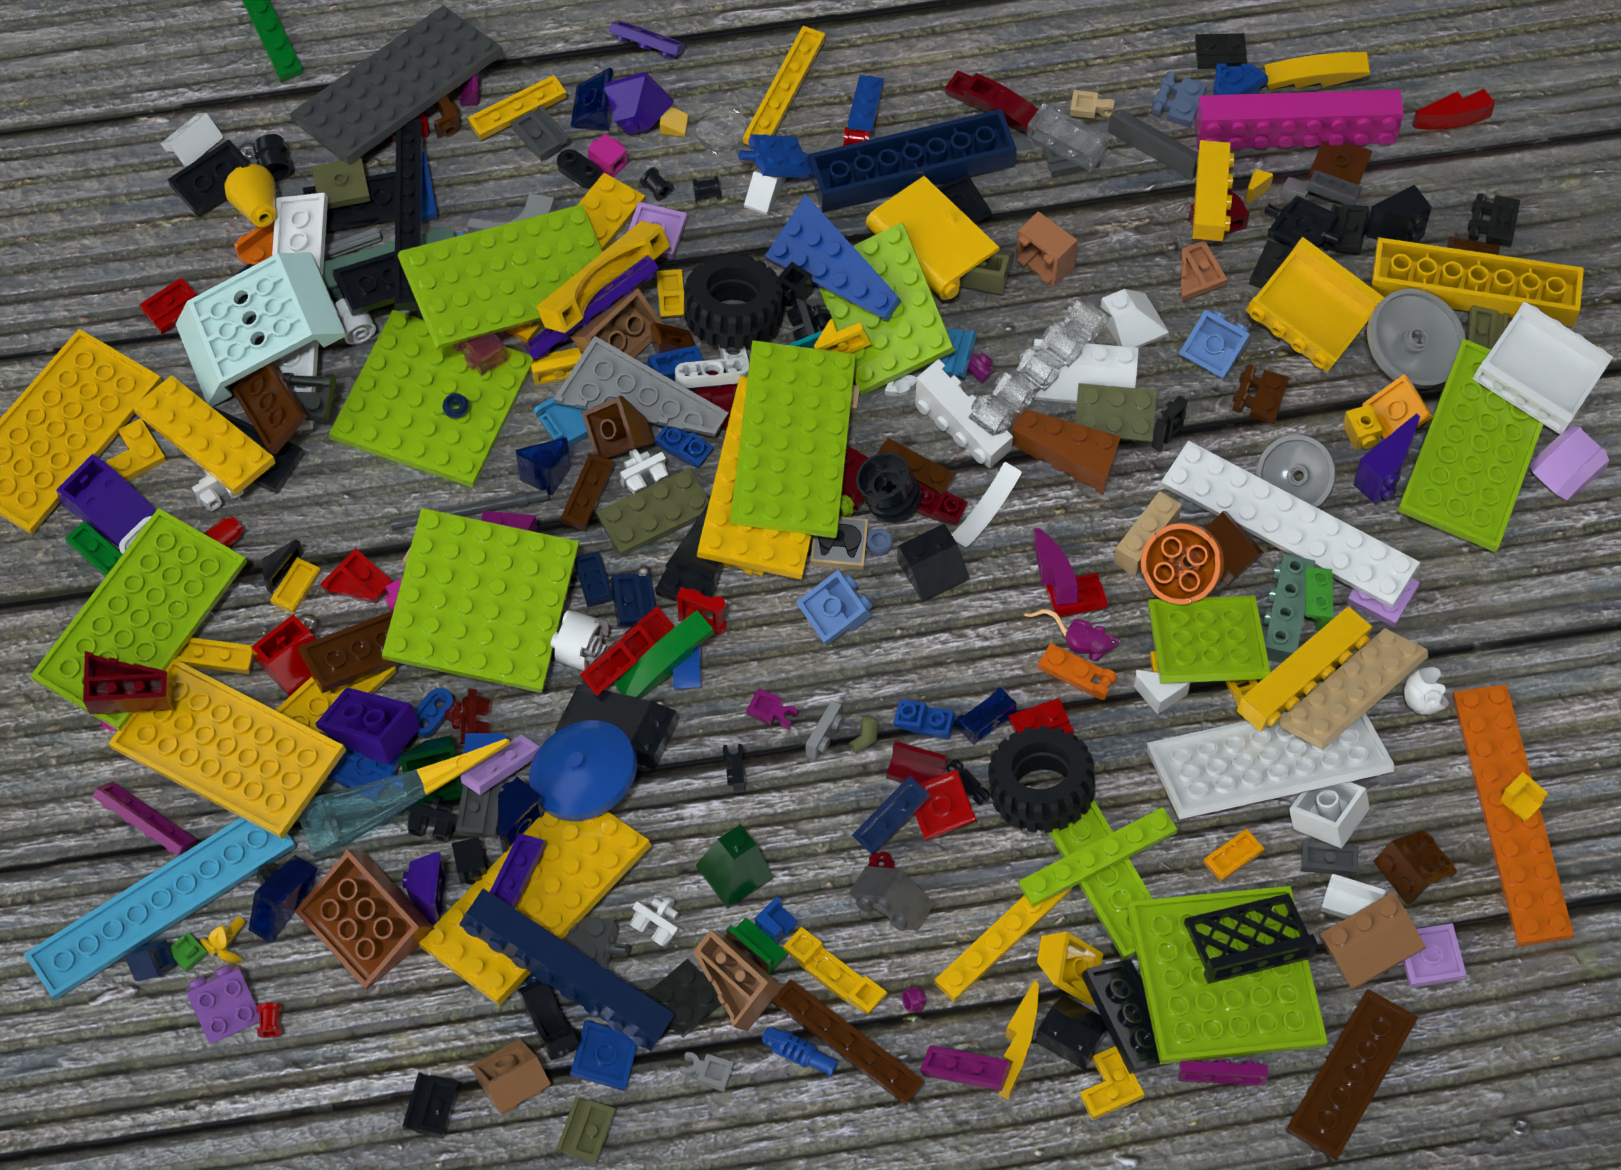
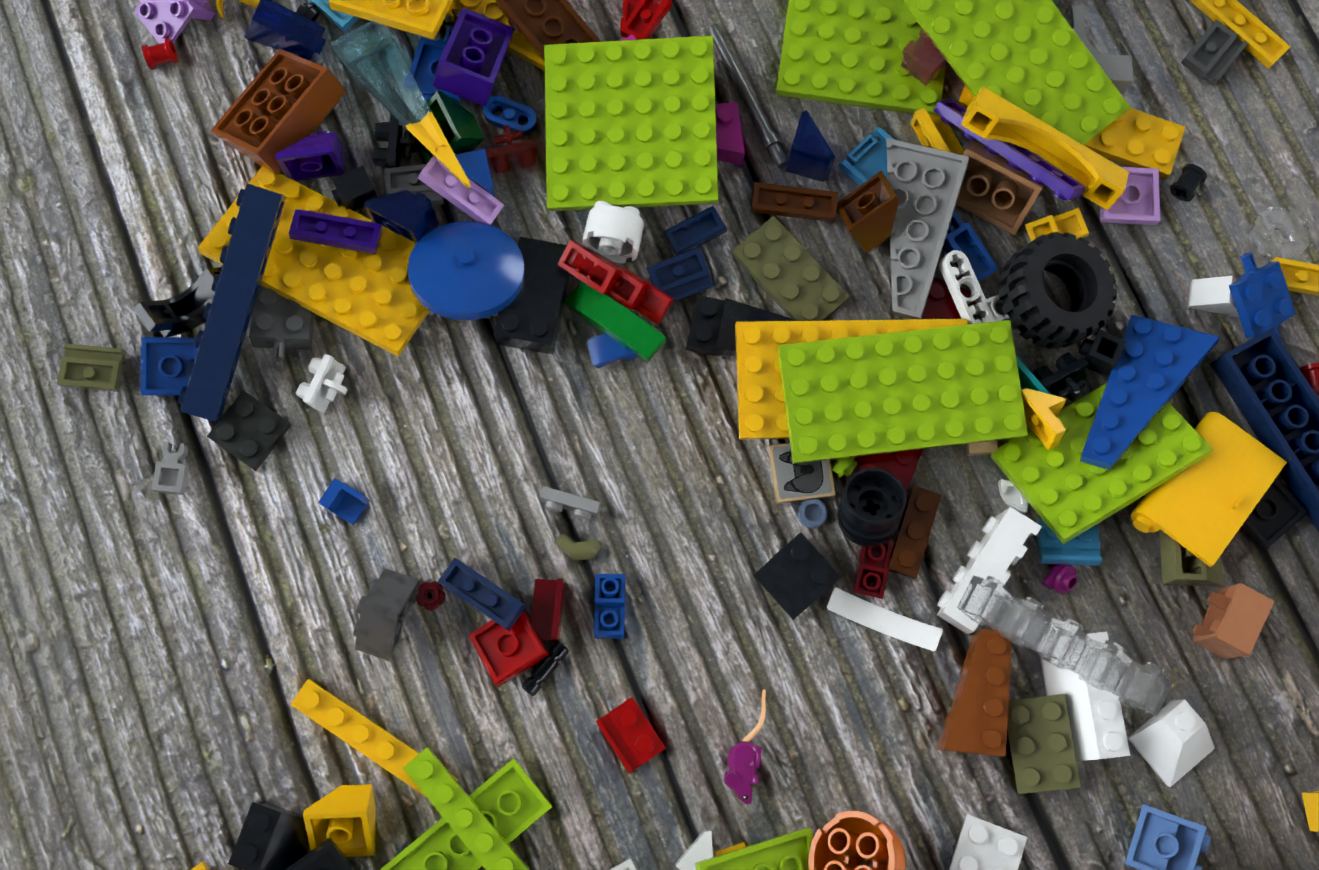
camera: 75 degrees right, 15 degrees up
(431, 1105) = (96, 218): black plate -> none
(453, 400) = (859, 42): dark blue plate -> none
(510, 1076) = (134, 278): medium nougat slope -> none
(577, 167) = (1184, 100): black plate -> none
(591, 103) = (1270, 98): clear blue slope -> none
(608, 155) = (1207, 125): dark pink brick -> none
(637, 102) = (1279, 133): dark purple slope -> none
(640, 467) = (840, 259): white hips -> none
(669, 338) = (997, 239): reddish brown slope -> none
(674, 122) = (1273, 181): yellow slope -> none
(684, 446) = (875, 285): blue slope -> none
(691, 600) = (677, 339): red plate -> none
(706, 188) = (1198, 235): black bush -> none
(734, 867) = (398, 447): dark green slope -> none
(735, 775) = (501, 424): black plate -> none
(737, 978) = (269, 473): medium nougat wedge -> none
(757, 945) = (311, 486): green panel -> none
(769, 707) = (585, 438): magenta plate -> none
(798, 1050) = (206, 556): blue hinge -> none
(833, 973) = (297, 575): yellow slope -> none
(835, 606) = (718, 483): medium blue plate -> none
(848, 1042) = (222, 604): reddish brown plate -> none
(913, 999) = (283, 661): magenta plate -> none
(965, 1068) = (205, 733): magenta plate -> none
(986, 716) = (627, 670): clear blue hinge -> none
(1020, 1031) = (261, 784): yellow slope -> none
(1035, 751) = (579, 720): black tyre -> none
(1055, 568) = (818, 712): magenta slope -> none
(1076, 671) = (705, 761): orange plate -> none
(1090, 597) = (797, 743): red plate -> none
(1158, 514) = (894, 810): tan brick -> none
(1171, 422) = (1044, 811): pearl dark grey plate -> none
(1199, 271) = (1263, 808): nougat wing -> none

